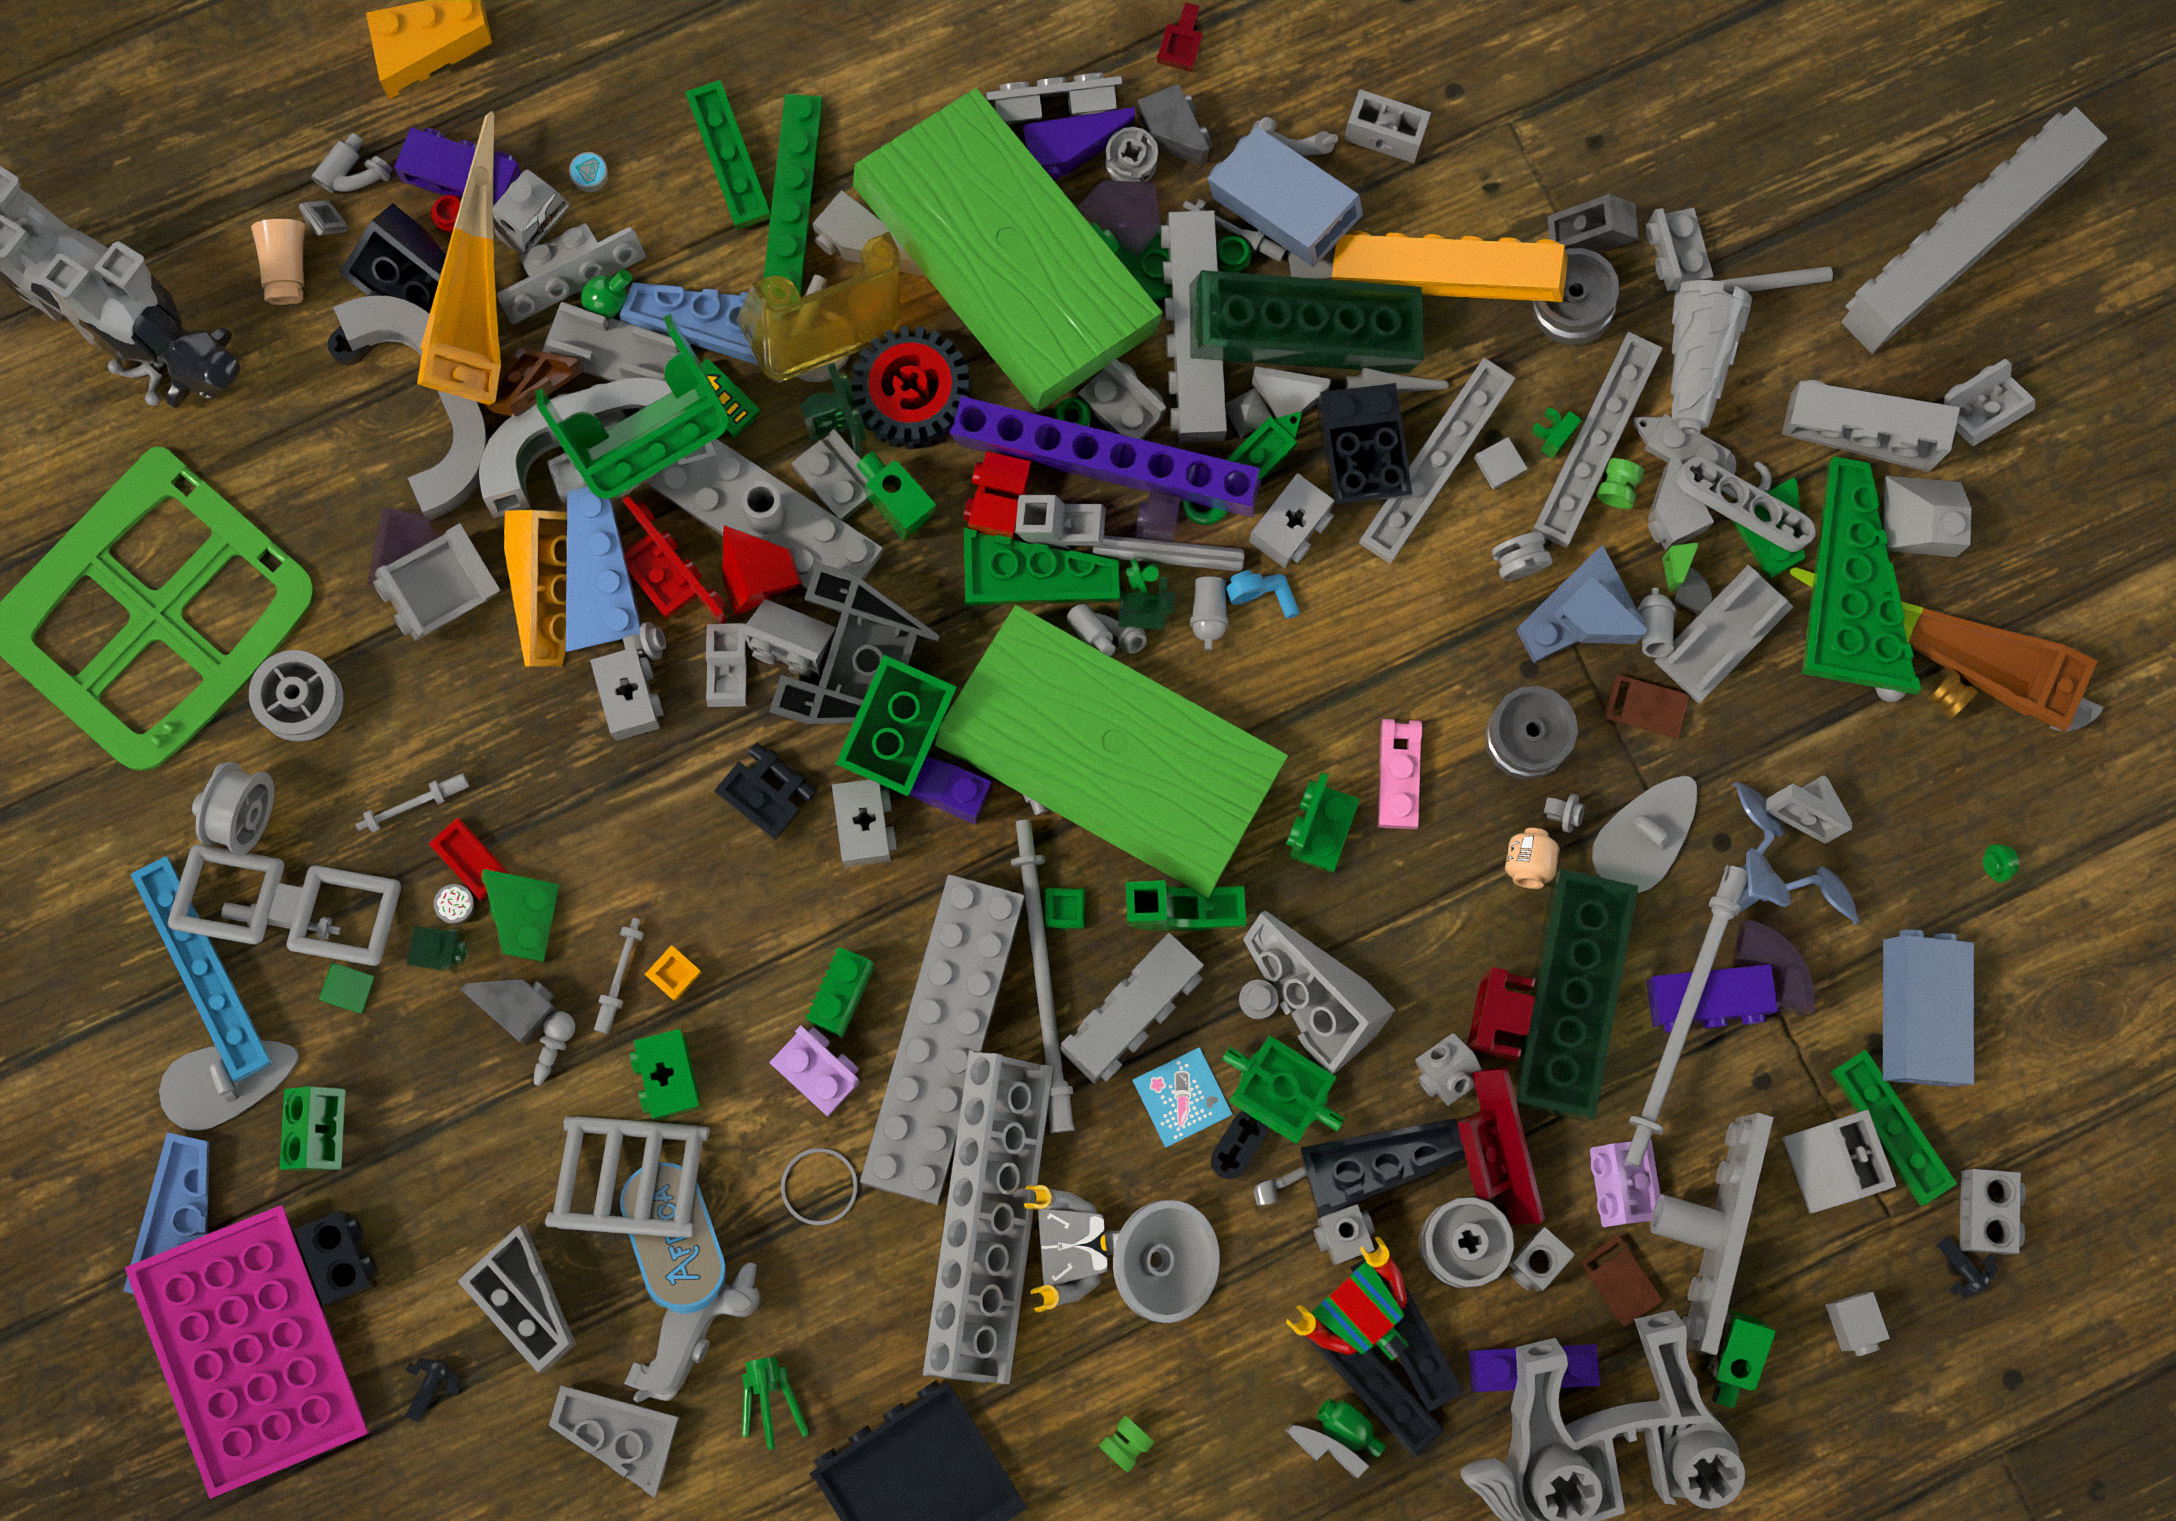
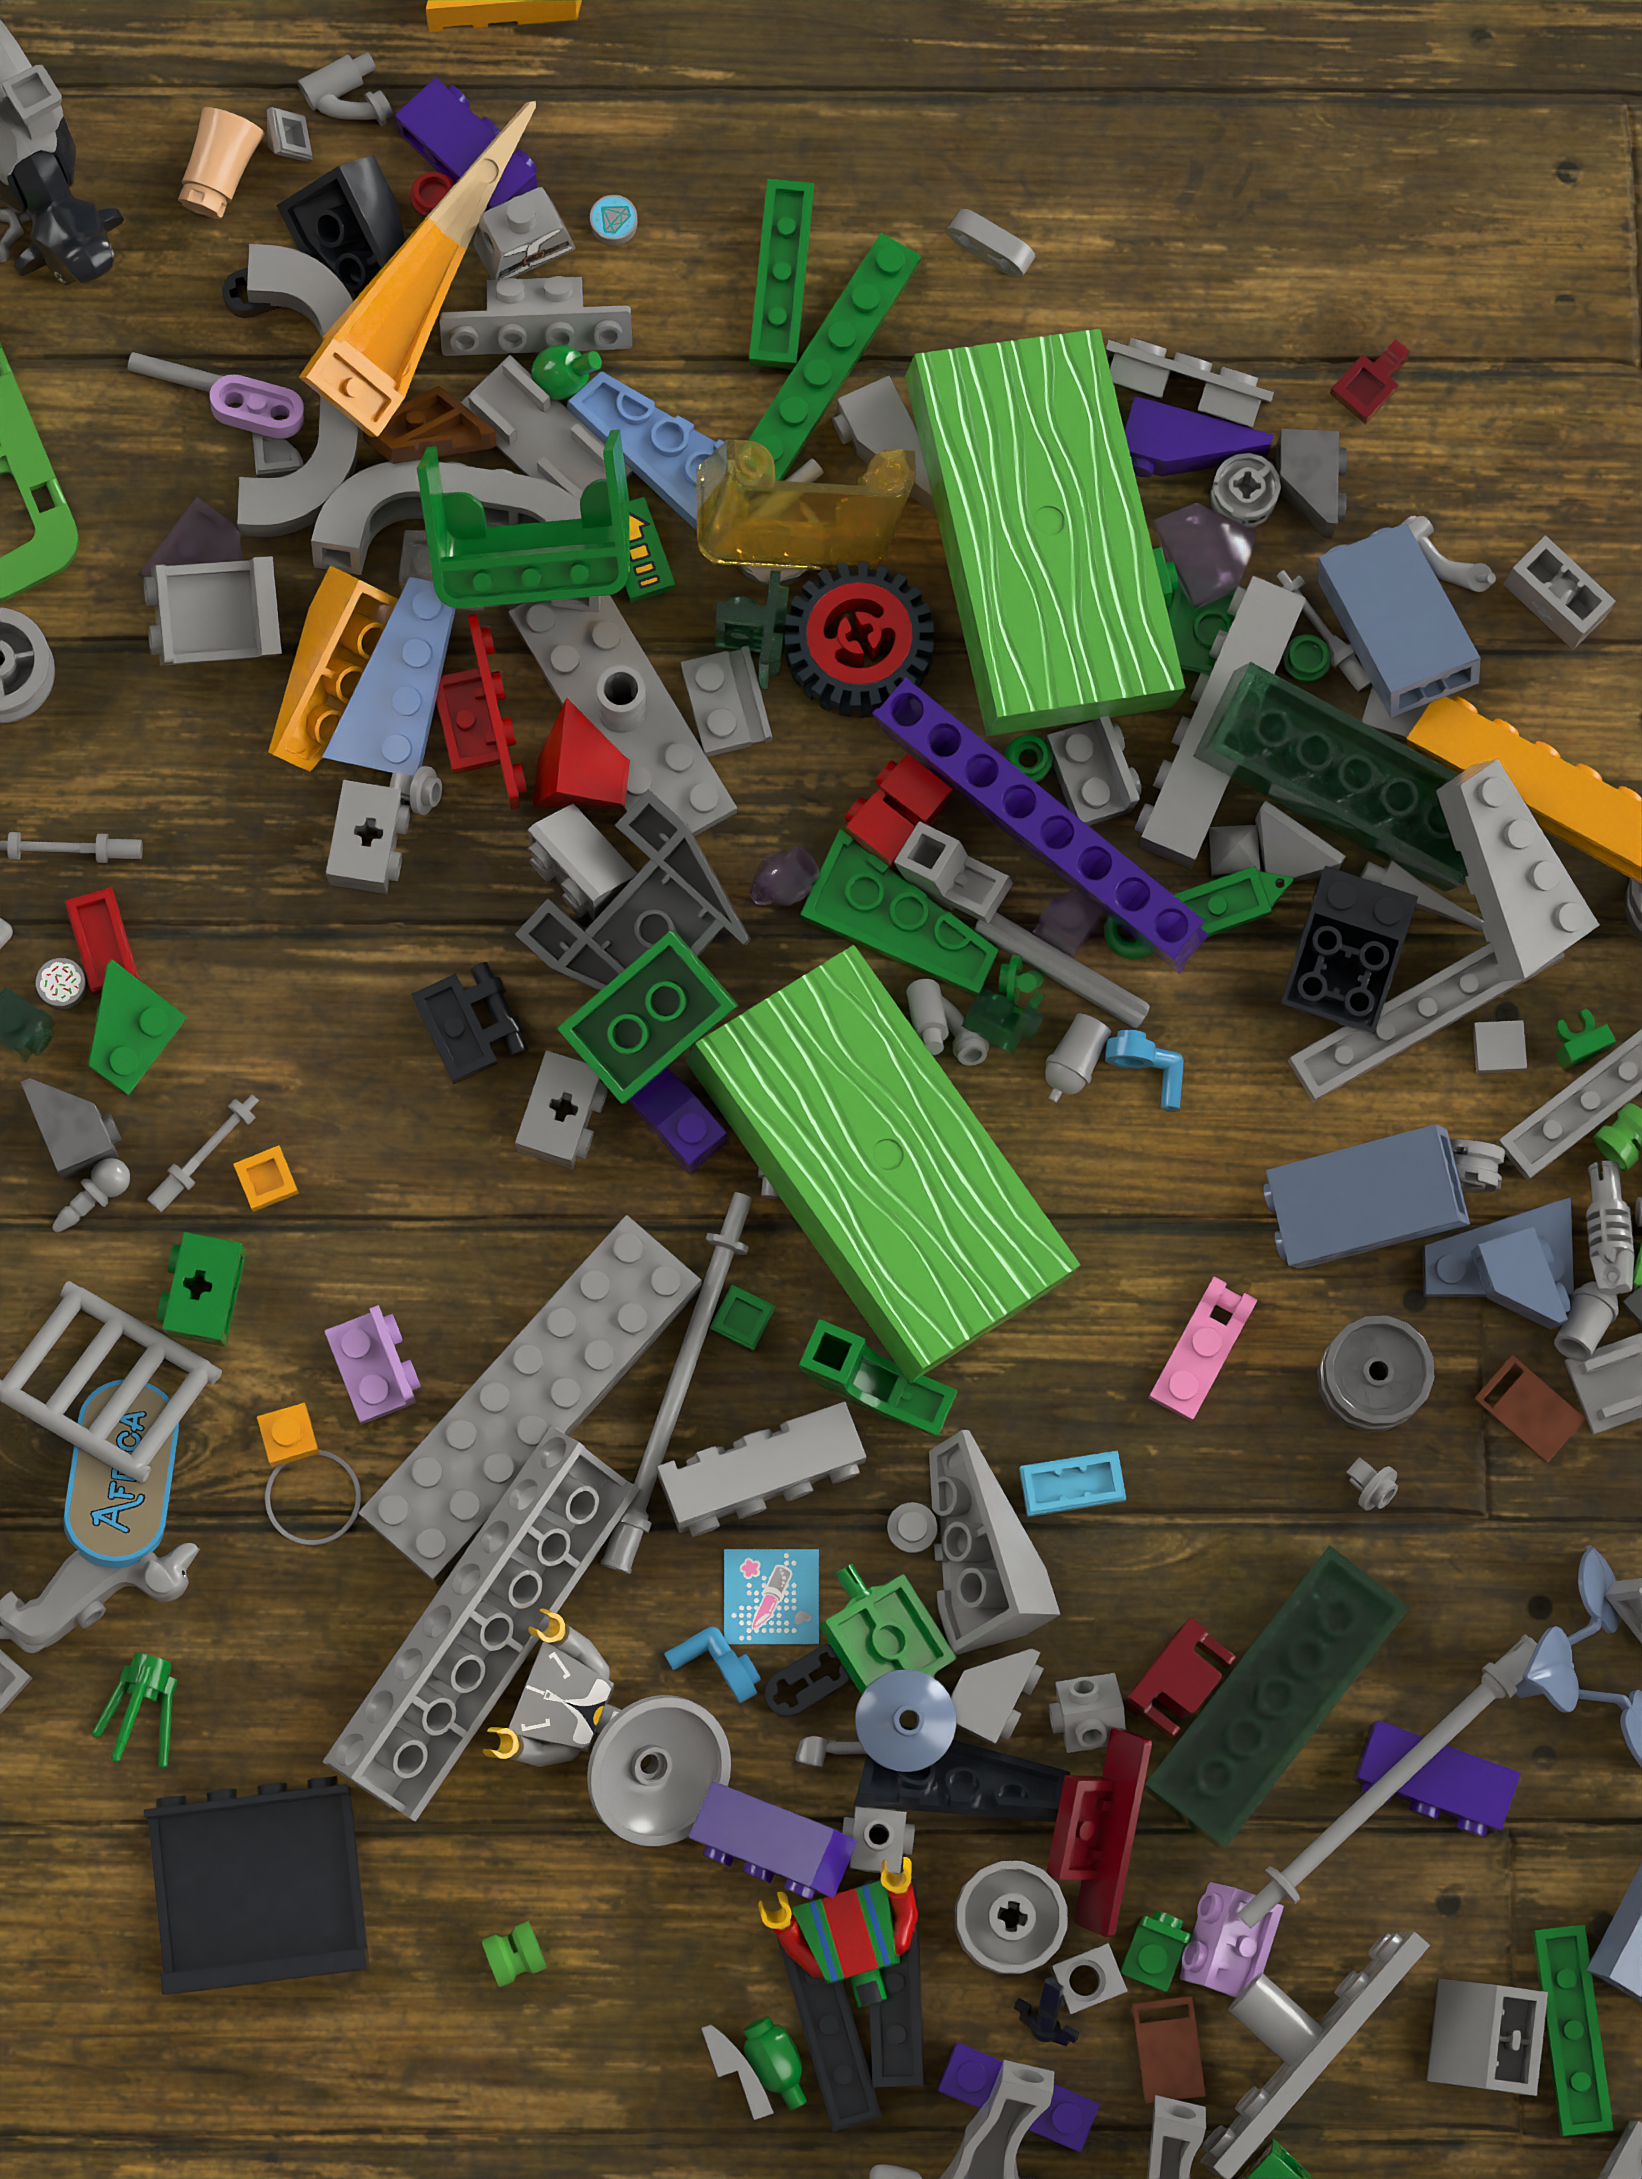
camera: 25 degrees right, 0 degrees up
(343, 423) = (172, 372): none -> light grey bar
(396, 422) = (259, 406): none -> lavender plate
(424, 451) = (275, 457): none -> light grey tile
(726, 665) = (494, 859): light grey slope -> none
(779, 1150) = (288, 1435): none -> light orange plate
(840, 992) = (441, 1290): green brick -> none
(866, 65) = (990, 243): none -> light grey beam
(904, 509) = (785, 775): green torso -> none
(941, 581) = (784, 877): none -> rock
(1186, 1163) = (737, 1672): none -> dark azure plate
(1273, 1273) = (772, 1842): none -> brick
(1298, 501) = (1236, 978): light grey brick -> none
(1305, 1143) = (879, 1723): none -> sand blue dish
(1325, 825) = (1084, 1365): green bracket -> none
(1356, 913) = (1072, 1483): none -> medium azure plate
(1371, 1093) = (989, 1693): none -> light grey slope
(1455, 333) = (1517, 878): none -> light grey wedge
(1463, 612) = (1366, 1197): none -> sand blue brick
(1526, 1306) = (1045, 2024): none -> black piece
(1532, 858) = (1306, 1519): light nougat head -> none
(1577, 1215) = (1155, 1950): none -> green bracket
(1642, 555) = (1610, 1231): none -> light grey hinge
(1646, 834) = (1455, 1556): light grey shield -> none
(1765, 946) = (1526, 1749): clear purple brick -> none

